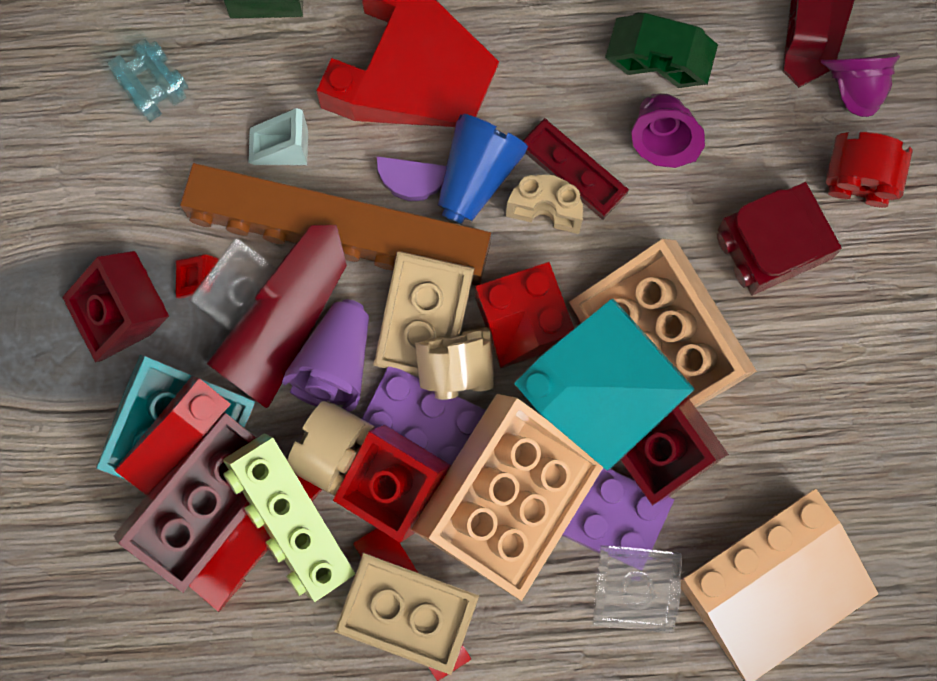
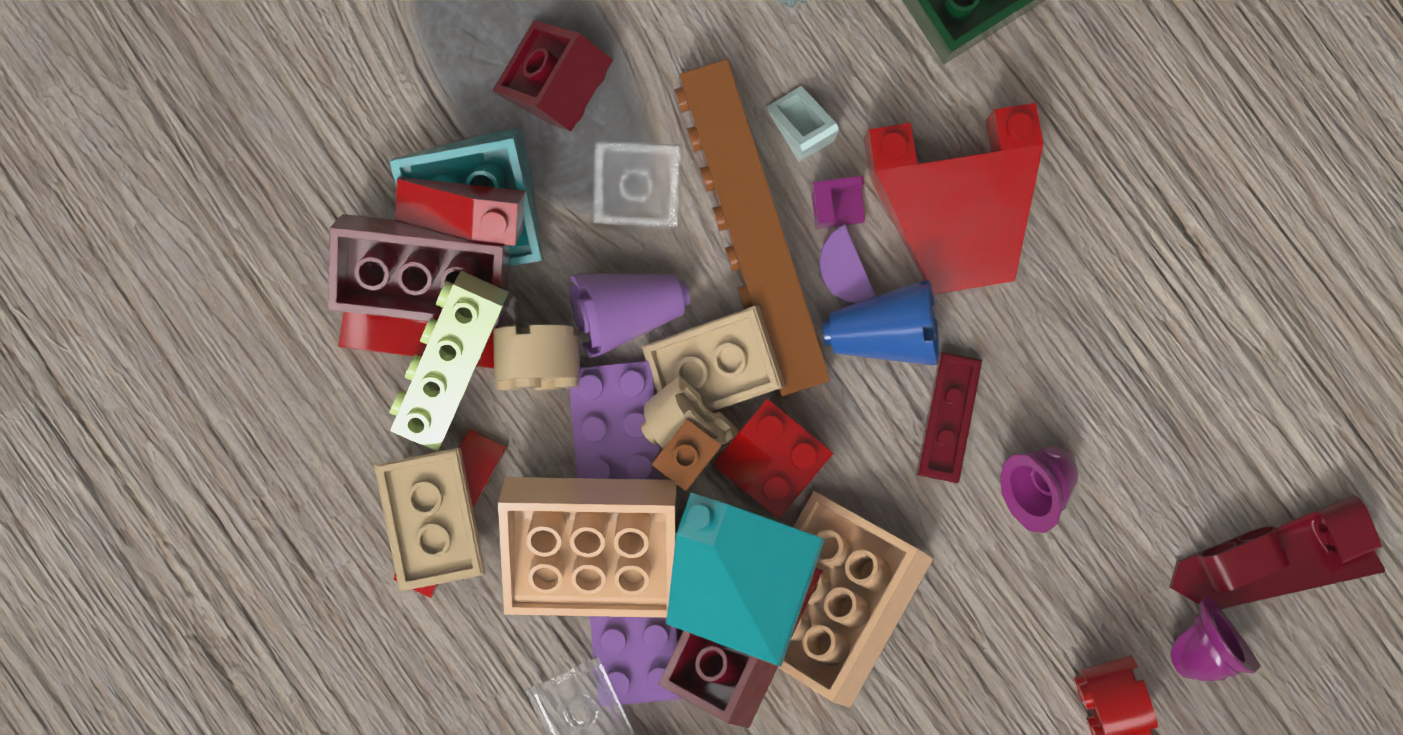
camera: 60 degrees right, 10 degrees up
(191, 273) = (627, 126): red slope -> none
(282, 315) = (634, 234): dark red panel -> none
(356, 152) = (838, 202): none -> magenta panel
(390, 482) = (538, 433): red brick -> none
(481, 370) = (686, 454): none -> dark orange bracket
(547, 197) = (902, 412): tan cylinder -> none
(662, 45) = (1123, 435): dark green brick -> none
(777, 238) = (994, 655): dark red brick -> none

